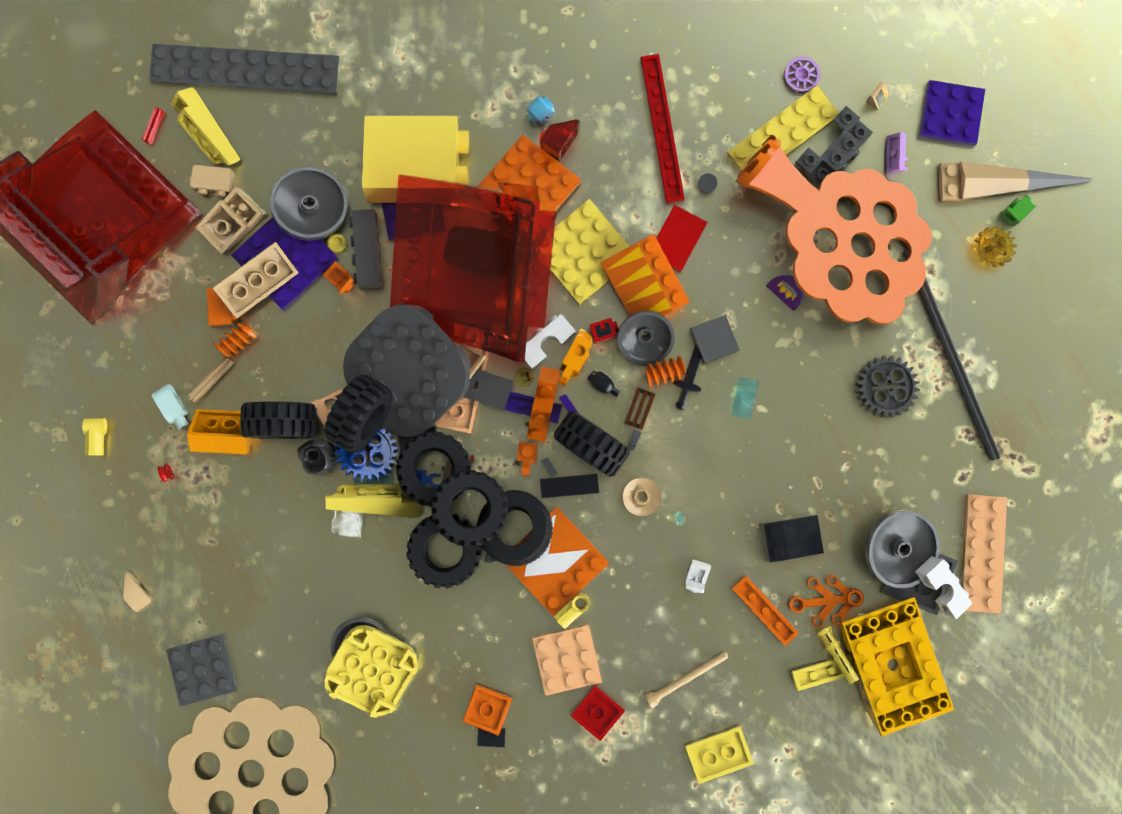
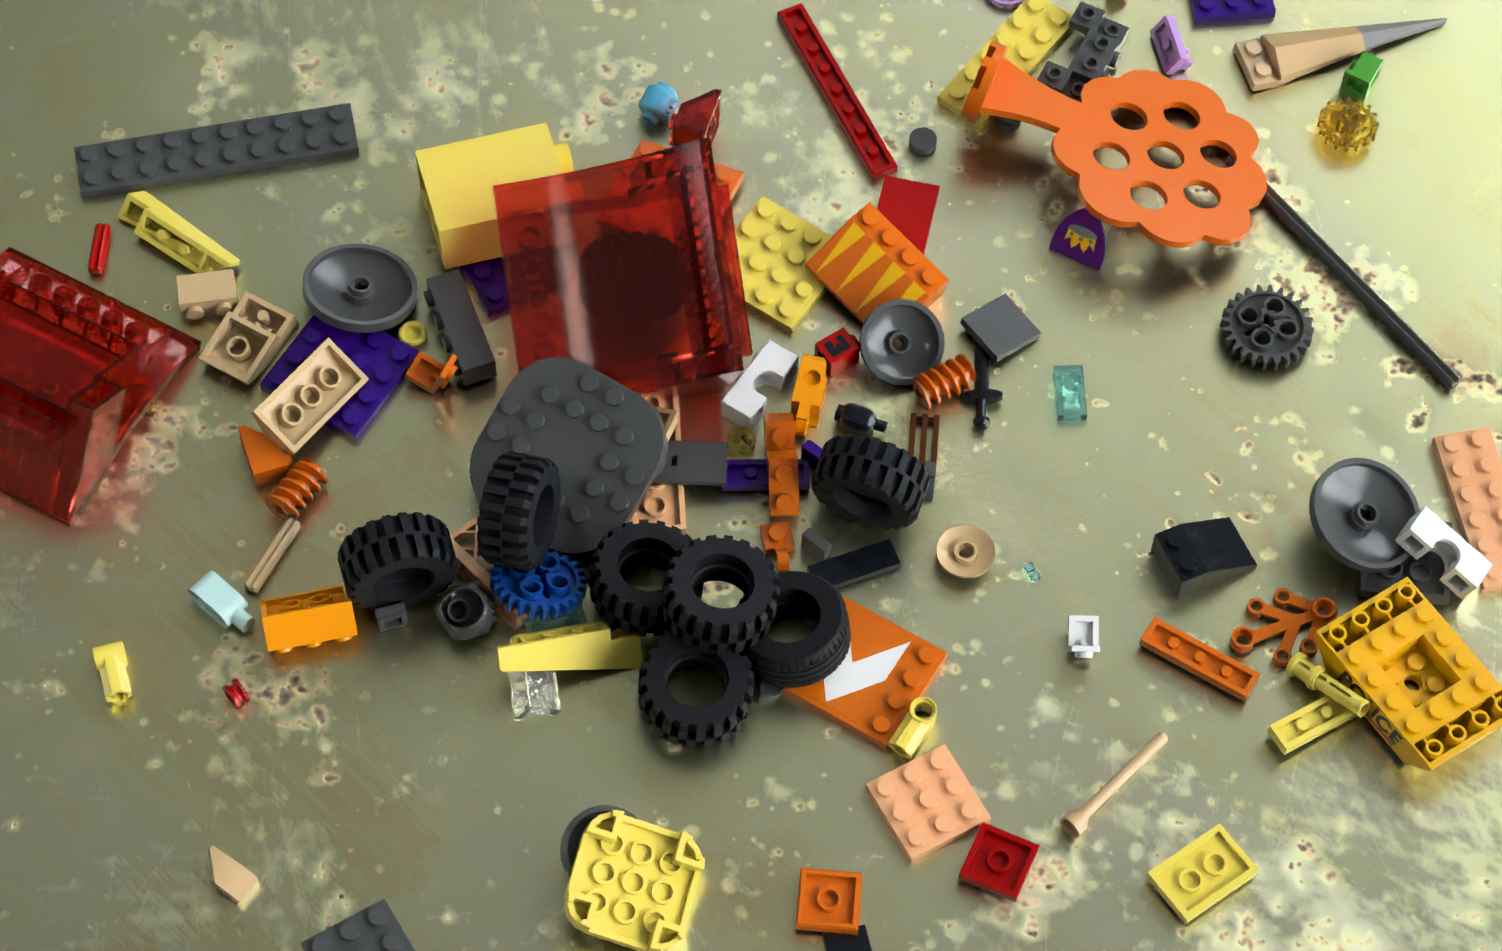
camera: 20 degrees left, 25 degrees down
(267, 446) = (391, 617): none -> dark grey tile

